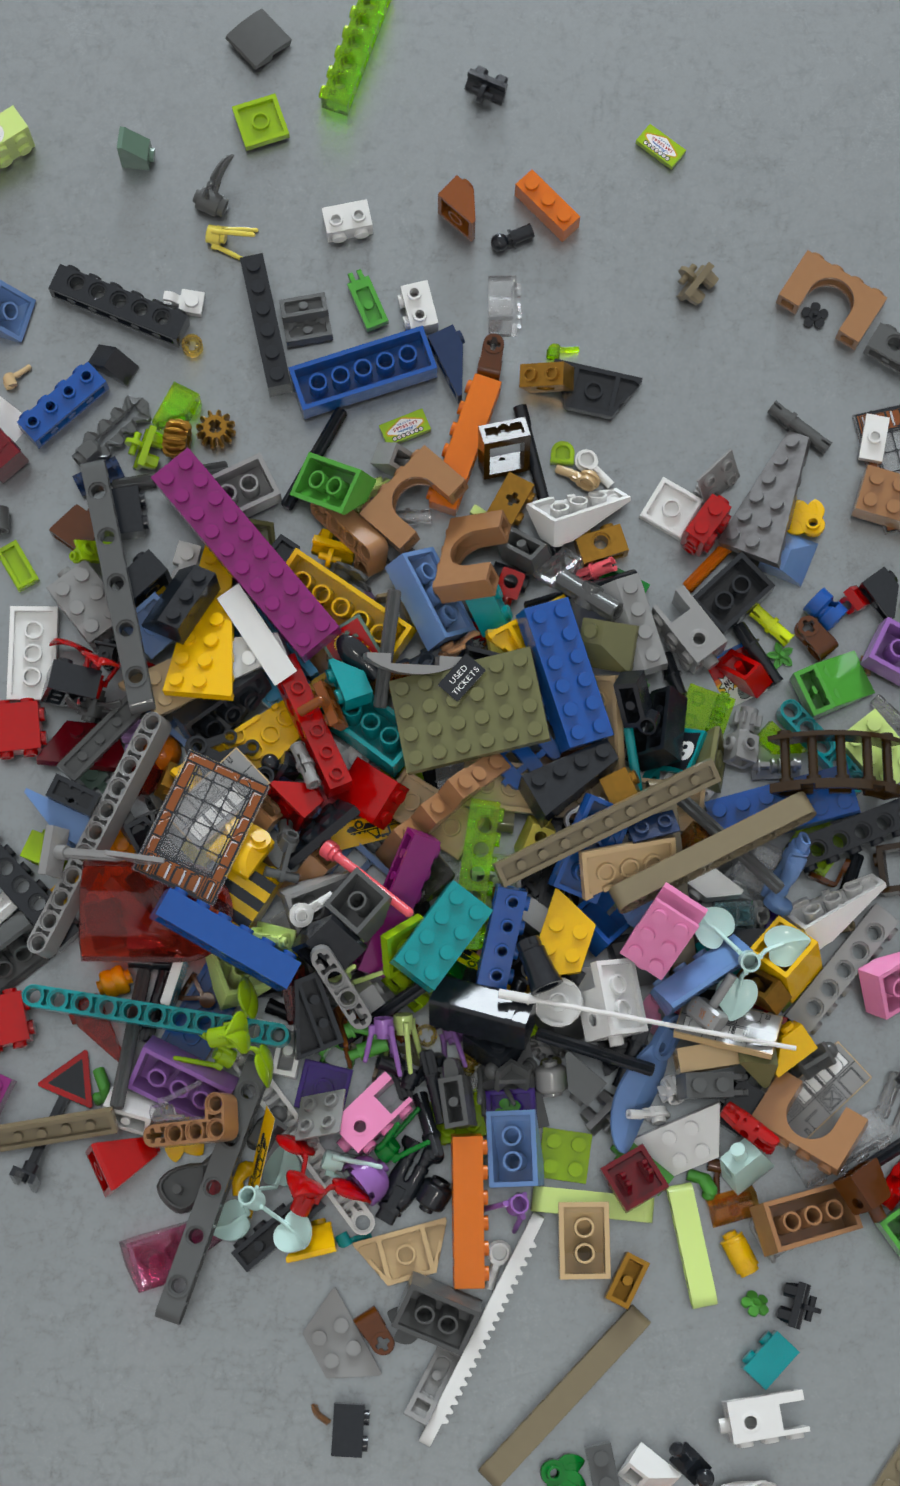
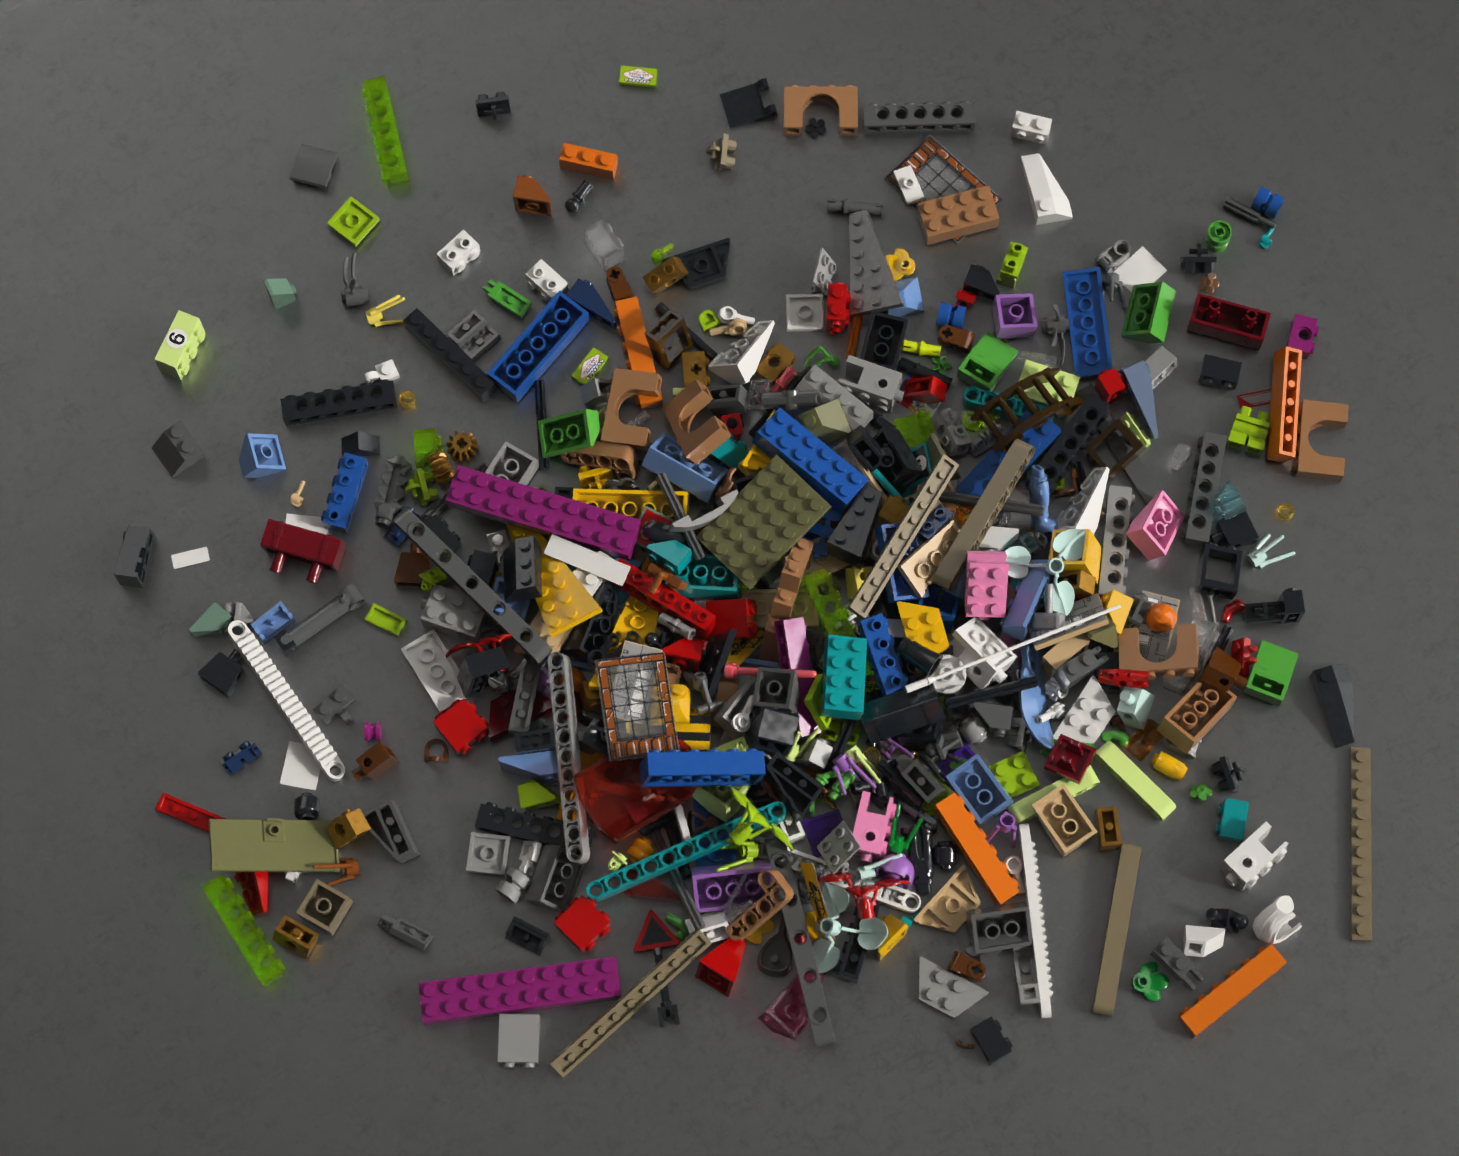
camera: 30 degrees left, 5 degrees down
(56, 851) = (548, 783): light grey piece -> none
(79, 980) = (617, 862): none -> yellowish green hinge
(341, 986) = (798, 753): light grey beam -> none
(461, 677) = (744, 502): black sticker -> none
(667, 578) = (833, 360): none -> bright green piece
(756, 245) = (746, 104): none -> black flag
(837, 1084) = (1160, 617): none -> orange piece

